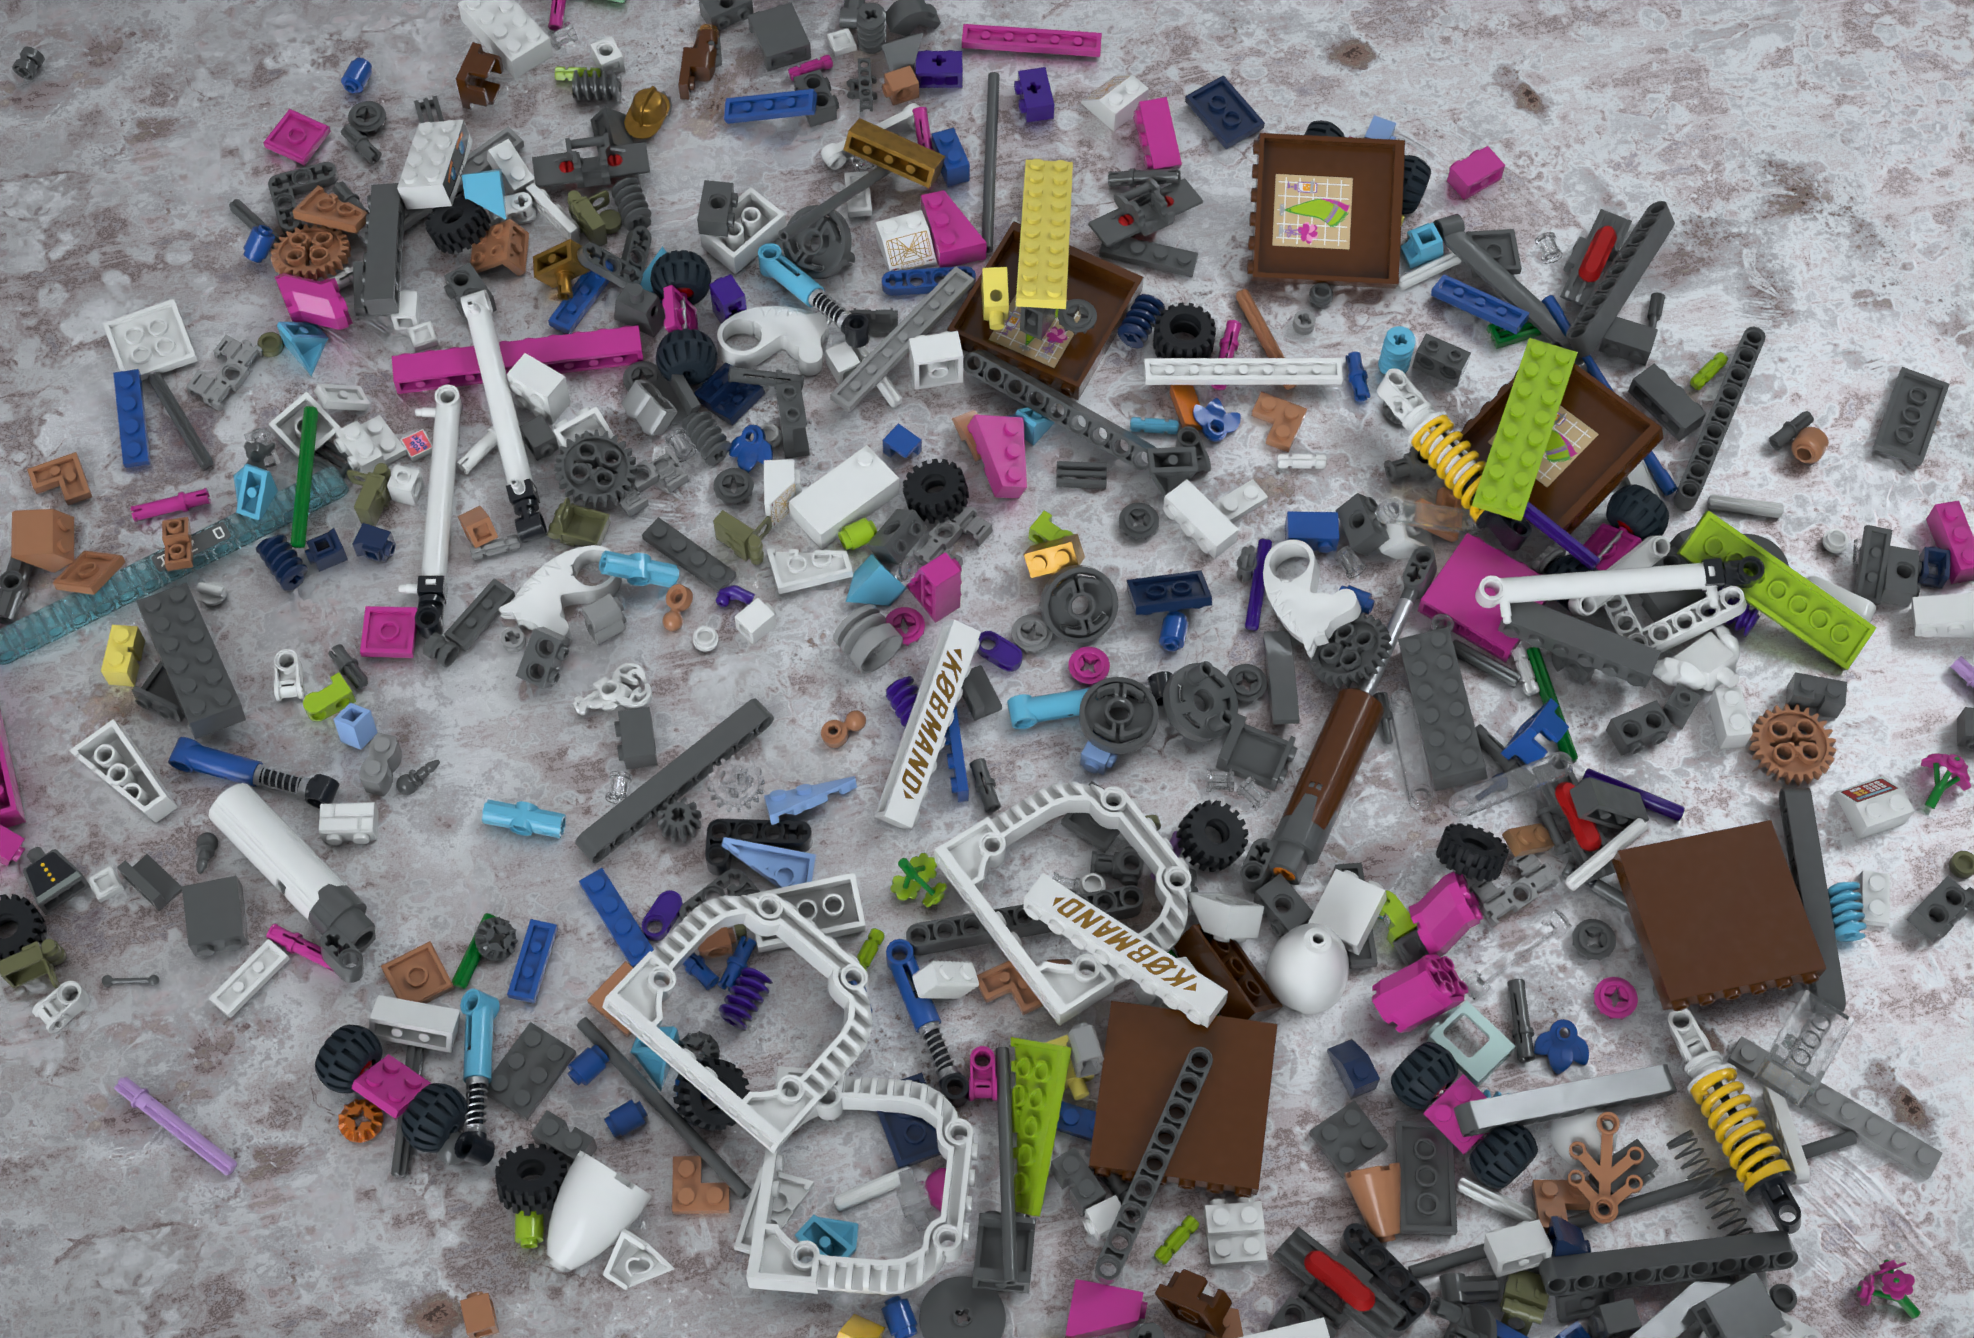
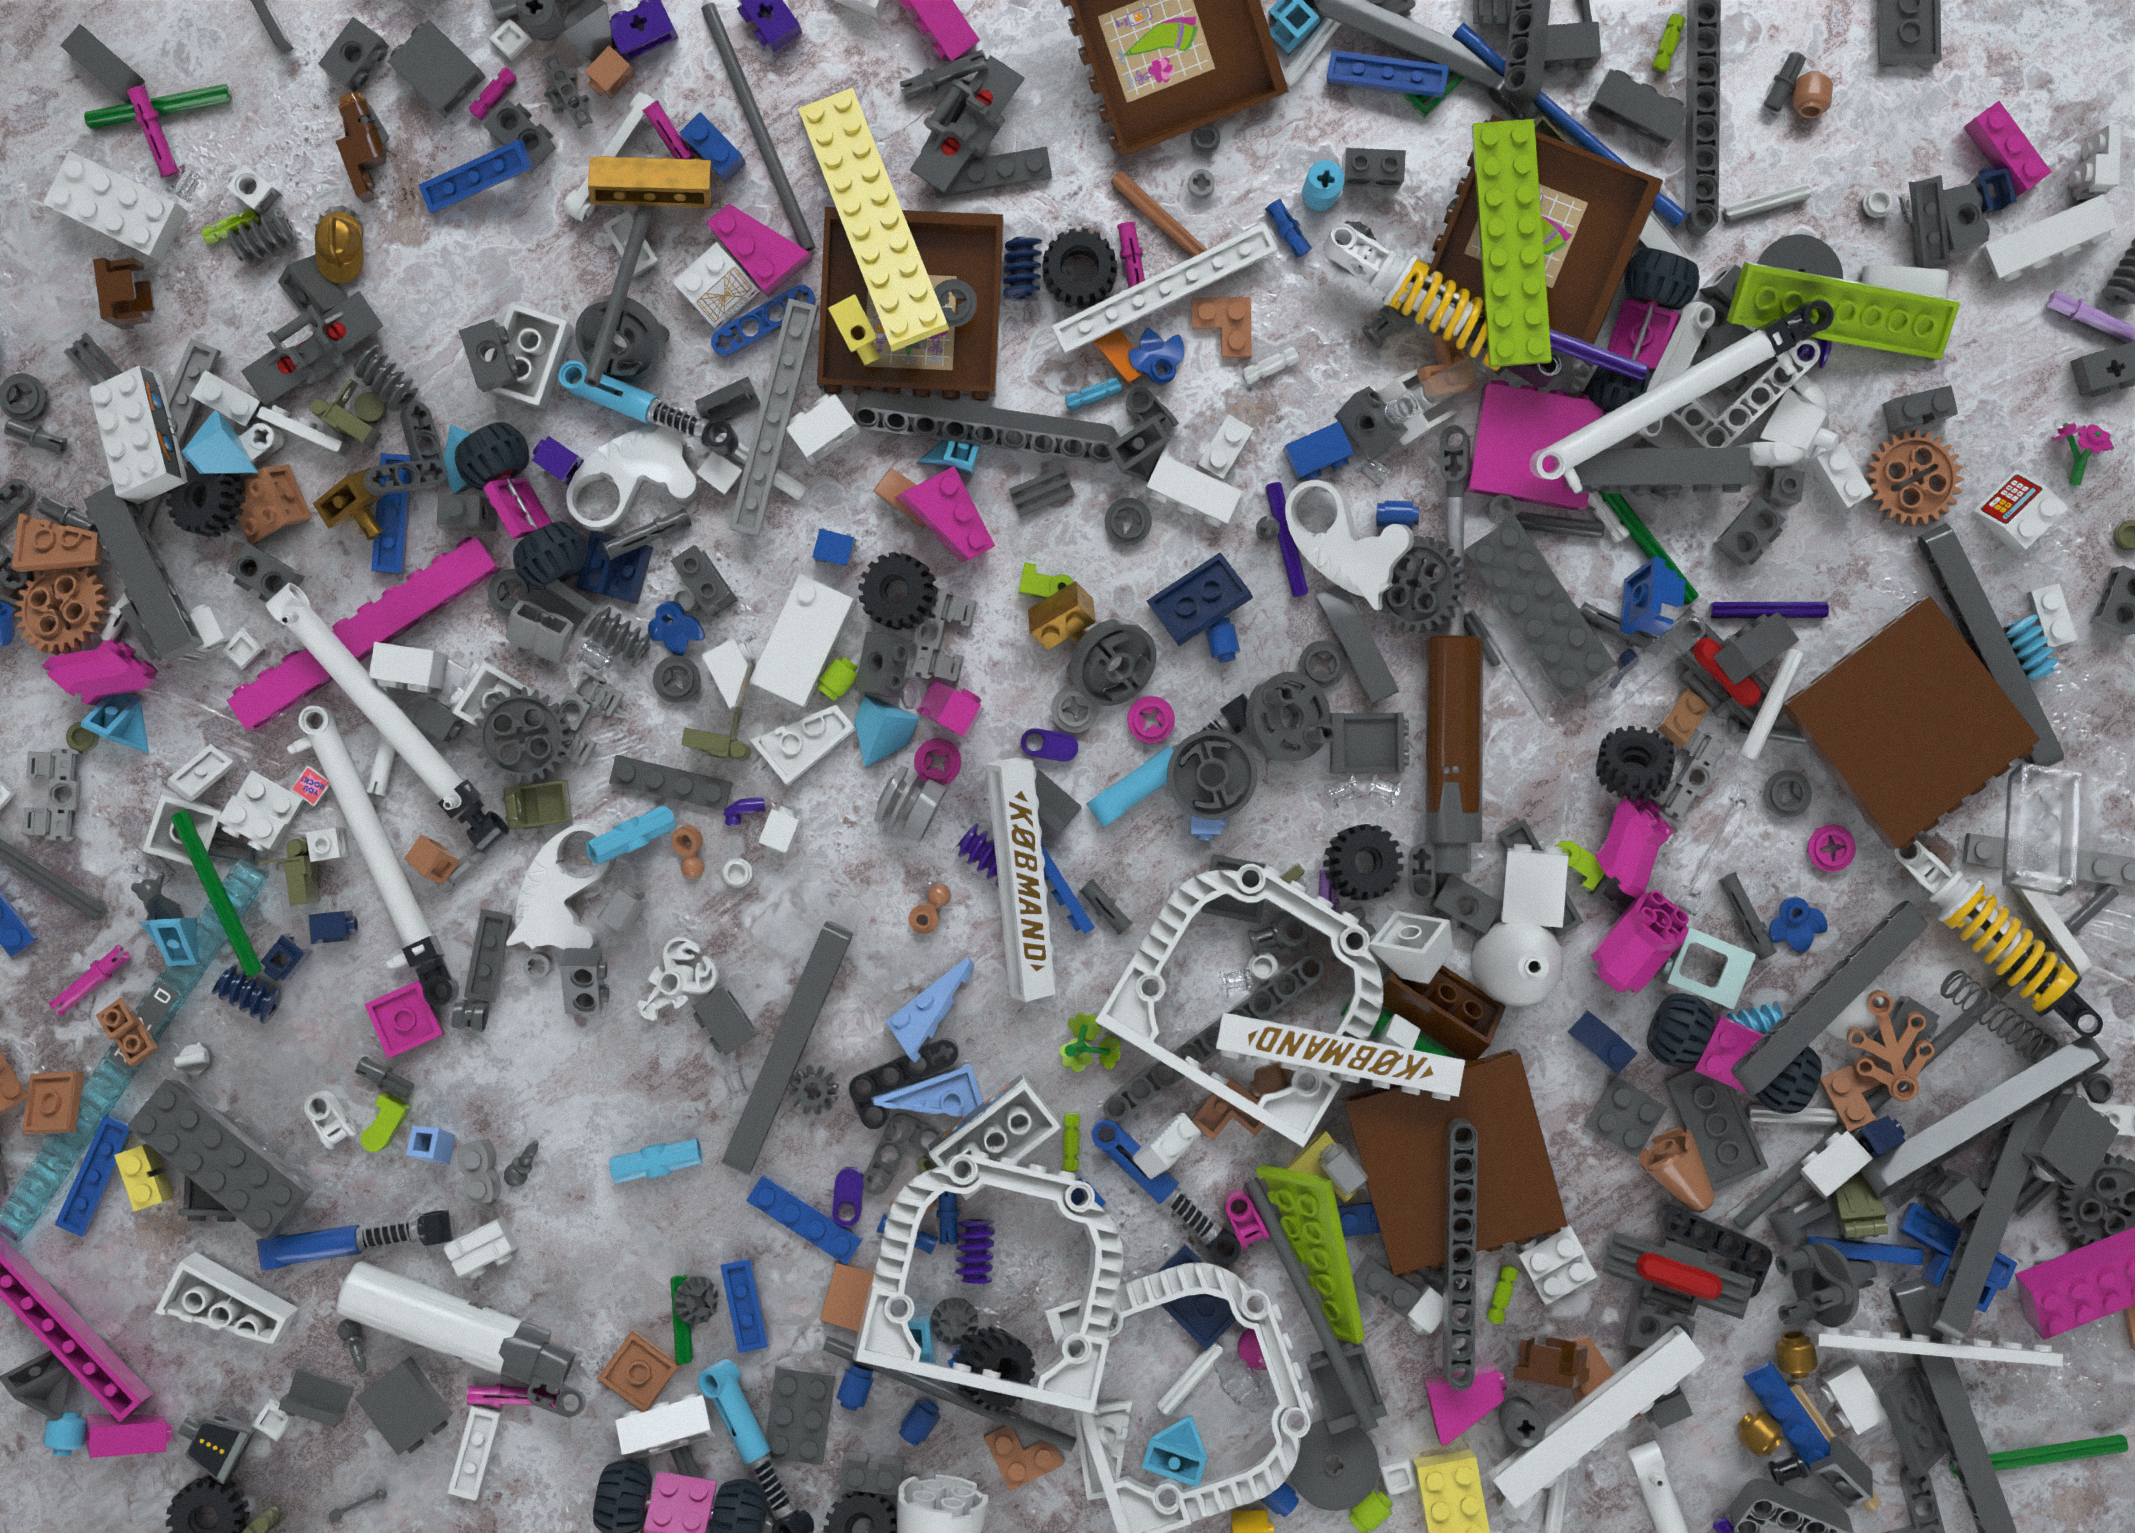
camera: 20 degrees left, 25 degrees up
(83, 642) = (94, 1176): none -> blue plate

